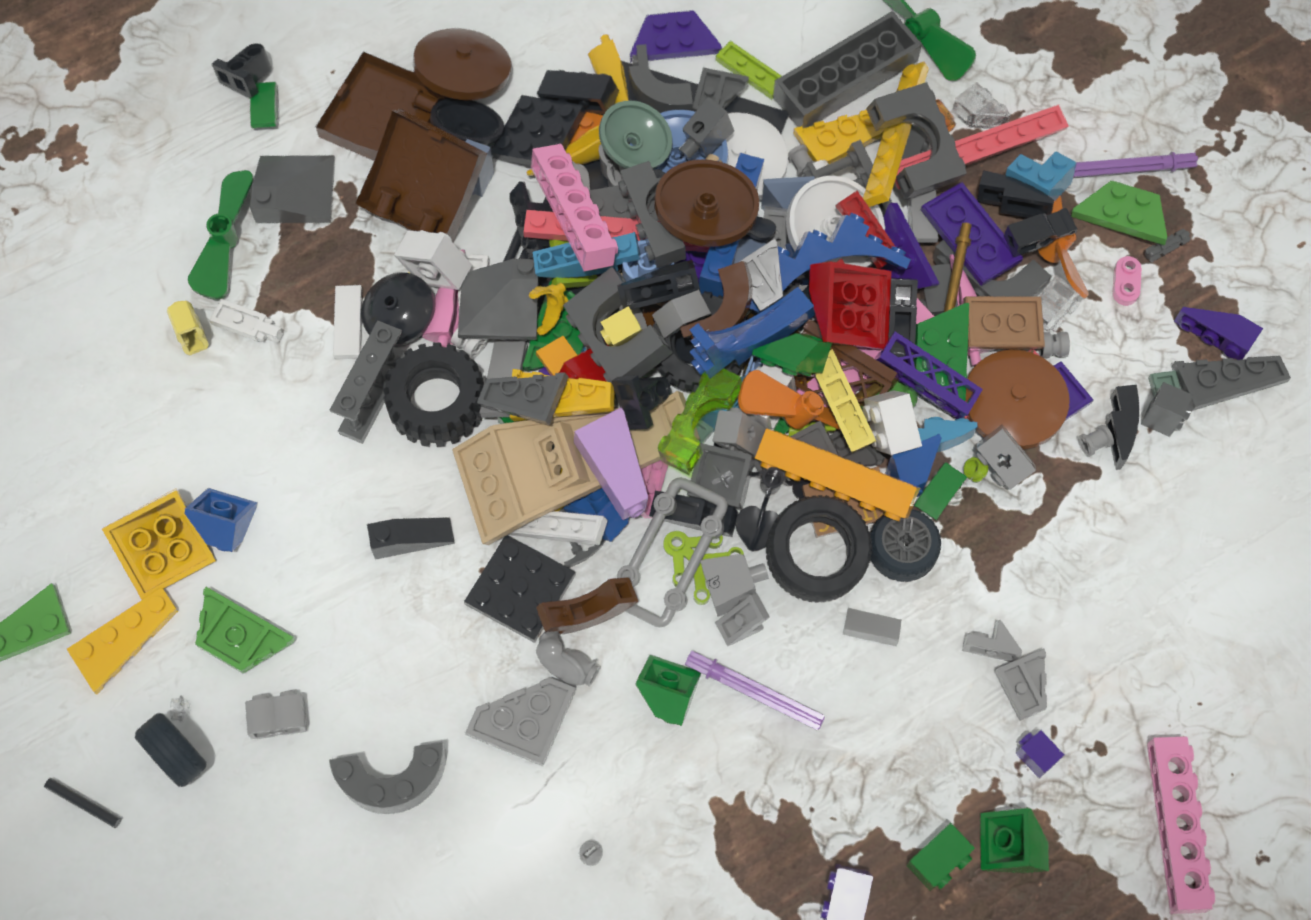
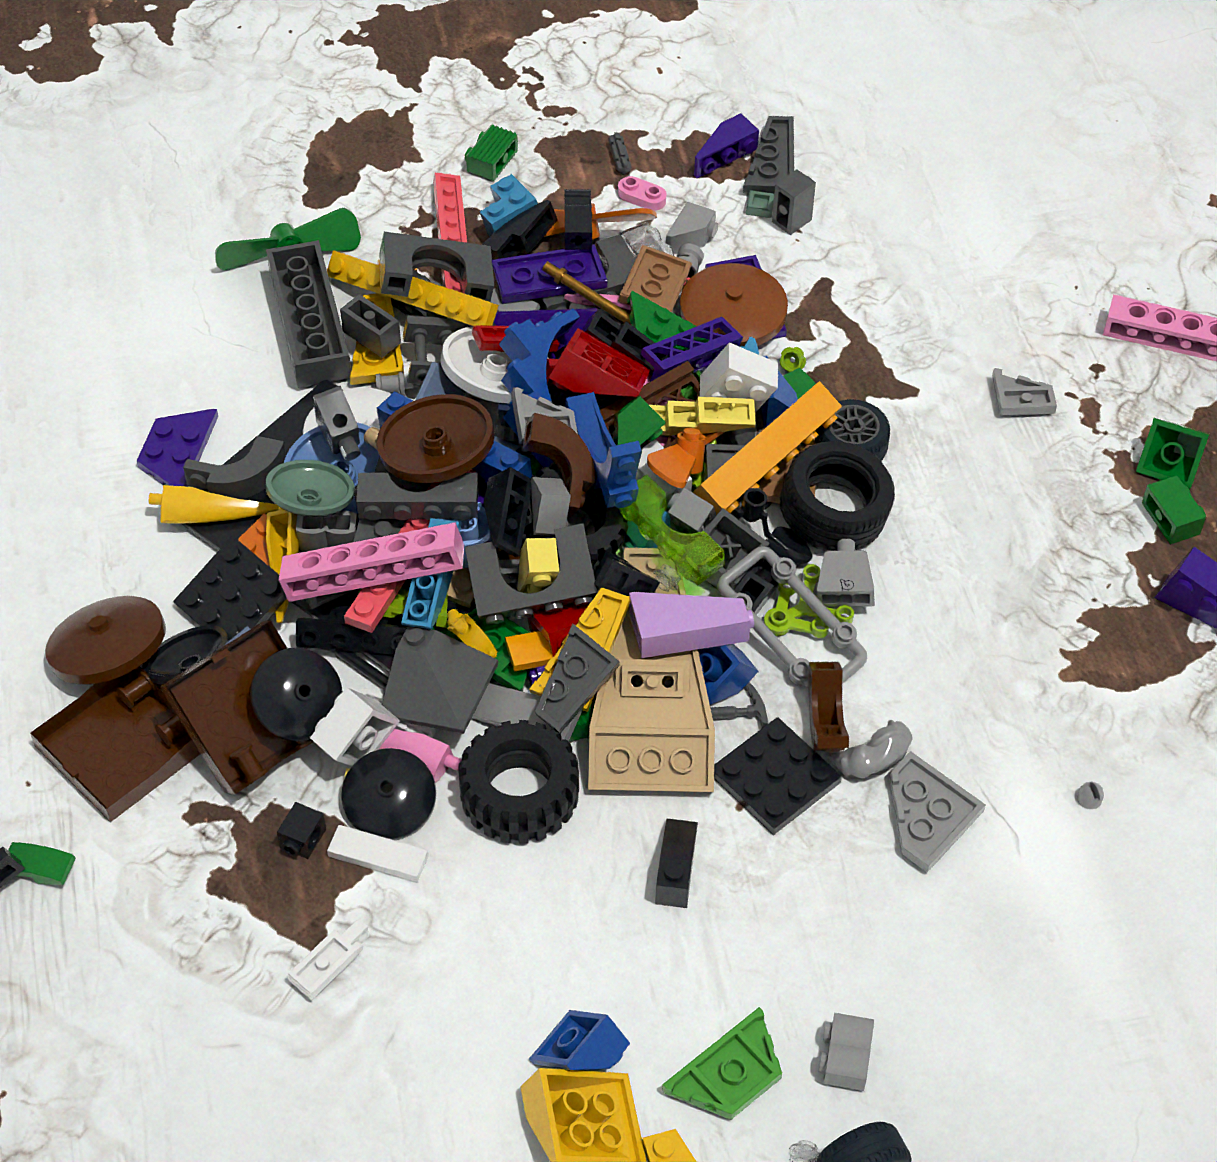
camera: 70 degrees left, 15 degrees down
(187, 327) = (314, 1013): light yellow brick -> none
(211, 271) = (155, 924): green piece -> none
(293, 189) = (170, 864): dark grey slope -> none
(344, 261) = (301, 831): none -> black brick
(362, 391) = (480, 835): dark grey fence -> none
(395, 793) = (977, 937): dark grey brick -> none
(454, 196) = (277, 695): none -> black dish
(472, 346) = (459, 741): white wheel -> none
(565, 527) = (736, 694): white tile -> none
(592, 91) = (205, 537): black brick -> none
(658, 432) = (667, 577): none -> clear plate
(667, 688) = (940, 667): green slope -> none
(719, 86) = (272, 422): dark grey wing -> none
(743, 63) = (254, 396): lime tile -> none
(743, 620) = (887, 585): light grey slope -> none
(754, 690) = (928, 630): axle -> none
(843, 118) = (370, 326): none -> dark grey brick
(872, 627) = (925, 491): light grey slope -> none
(979, 108) = (413, 222): clear slope -> none
(1000, 646) = (975, 402): light grey slope -> none
(1019, 463) = (794, 328): light grey brick -> none
(1039, 753) = (1094, 406): dark purple brick -> none
(1095, 334) = (692, 226): none -> light grey slope
(1096, 440) = (799, 269): light grey bush -> none
(1109, 140) = (491, 152): none -> green brick
(1123, 422) = (791, 241): black slope -> none
(1125, 210) = (573, 166): bright green wing -> none
(1138, 164) = (534, 121): medium lavender axle -> none

